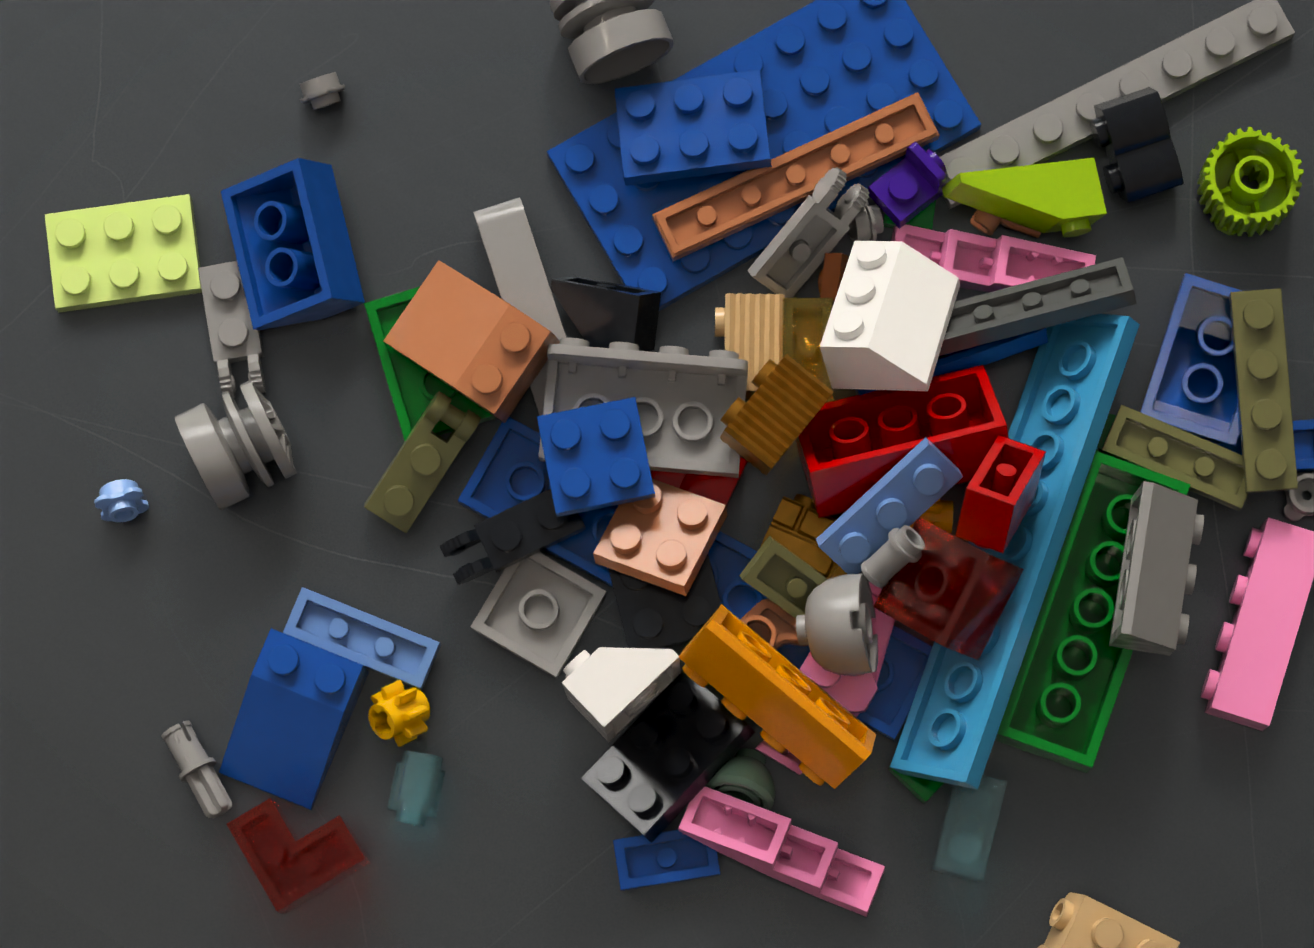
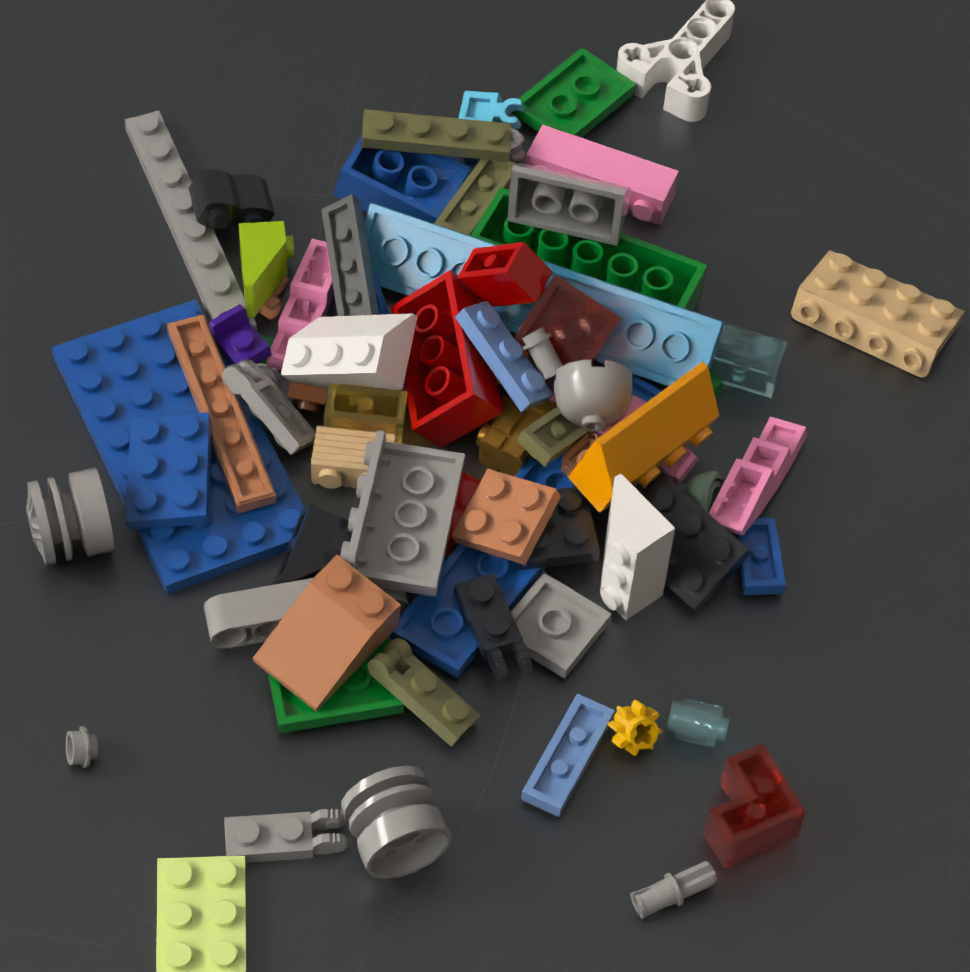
camera: 95 degrees left, 25 degrees down
(120, 501) = (431, 931): light blue plate -> none
(292, 245) = (220, 775): blue slope -> none
(292, 718) = (632, 809): blue slope -> none
(595, 456) = (442, 543): blue plate -> none
(775, 413) = (423, 415): pearl gold brick -> none
(1246, 209) = (272, 141): lime brick -> none

